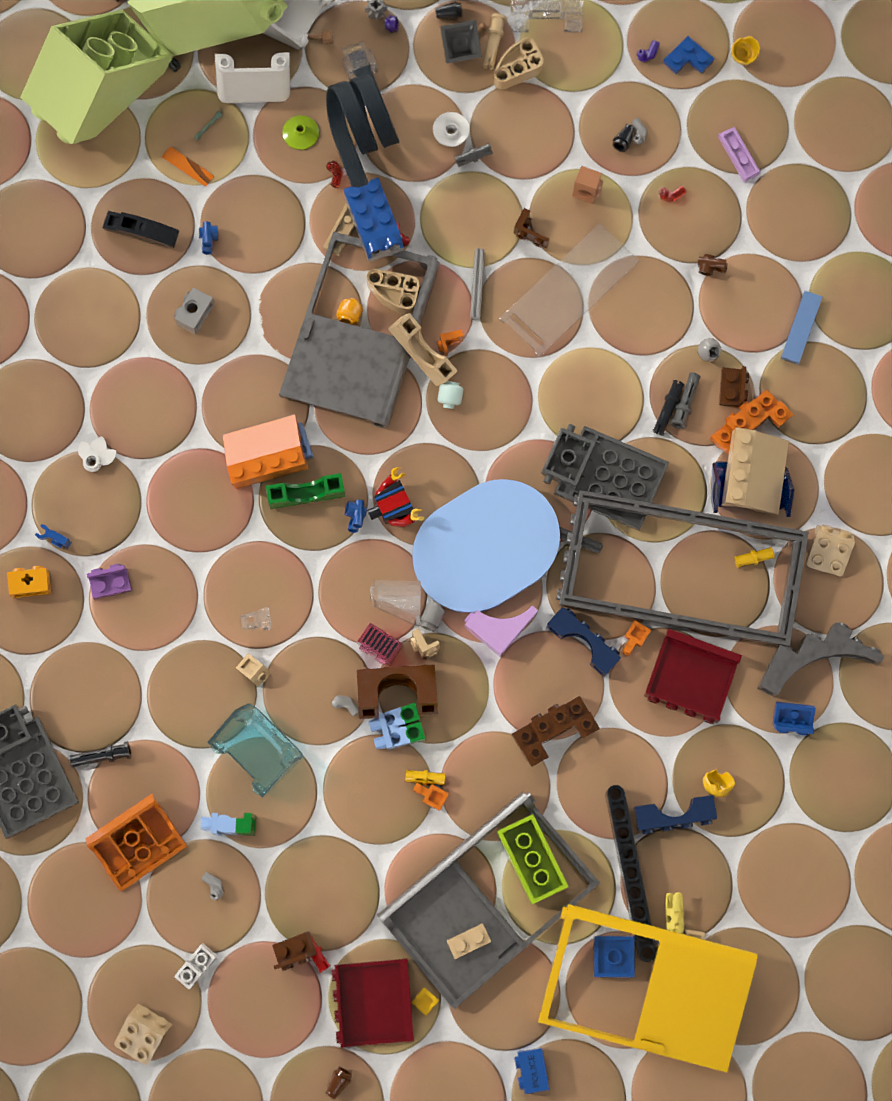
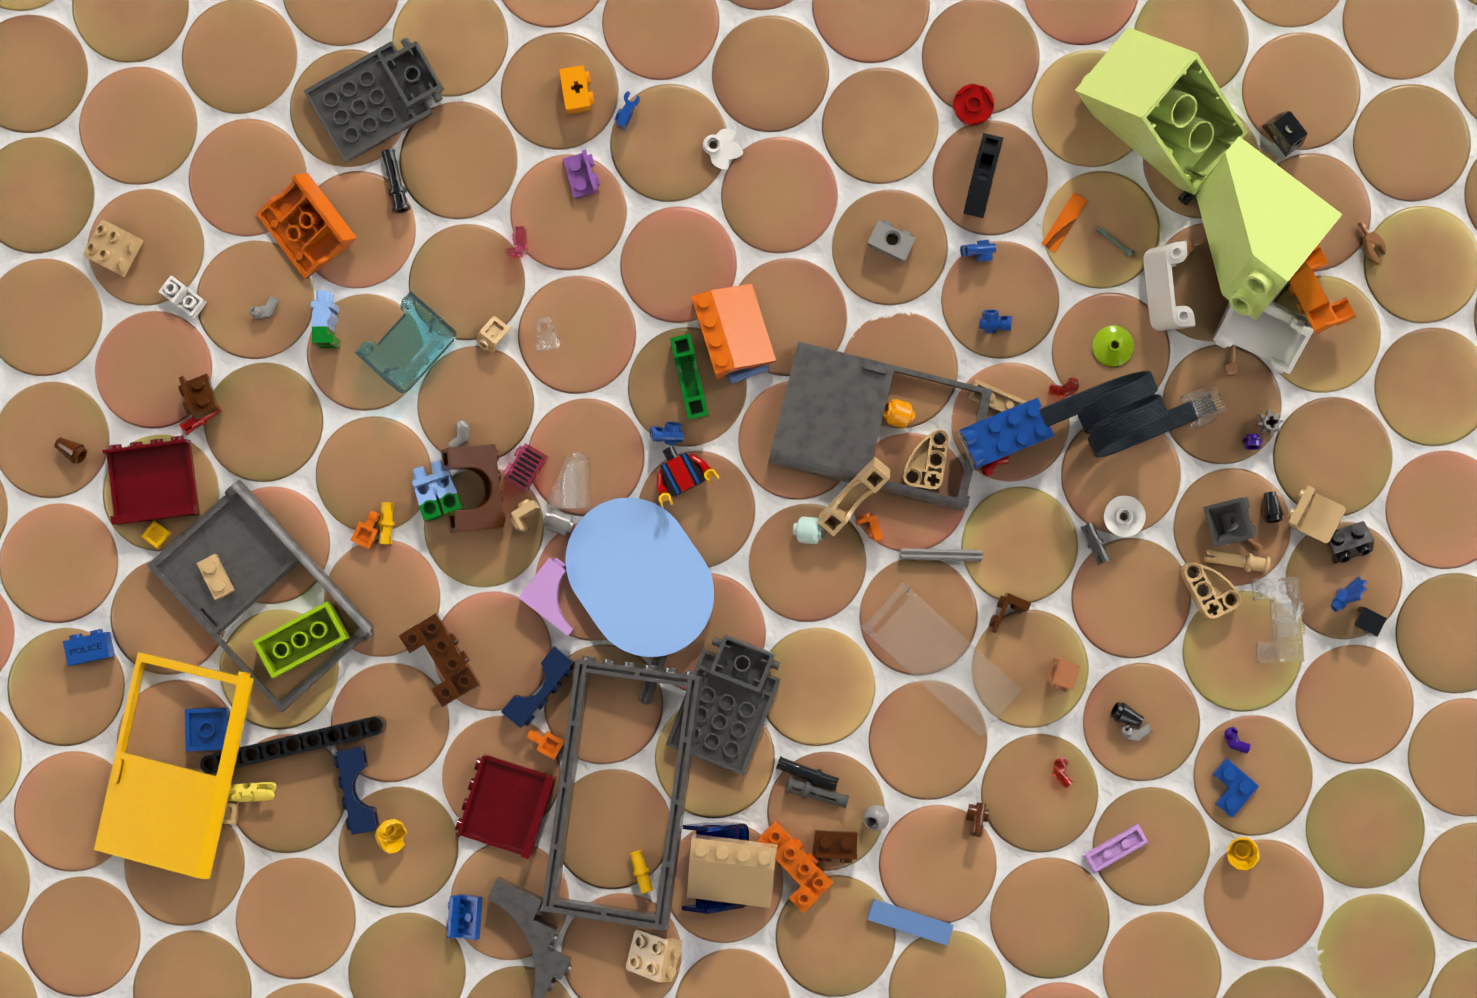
camera: 90 degrees right, 10 degrees up
(75, 236) = (973, 104): none -> red tile
(167, 639) = (520, 240): none -> clear pink bracket
(272, 229) = (992, 322): none -> blue plate

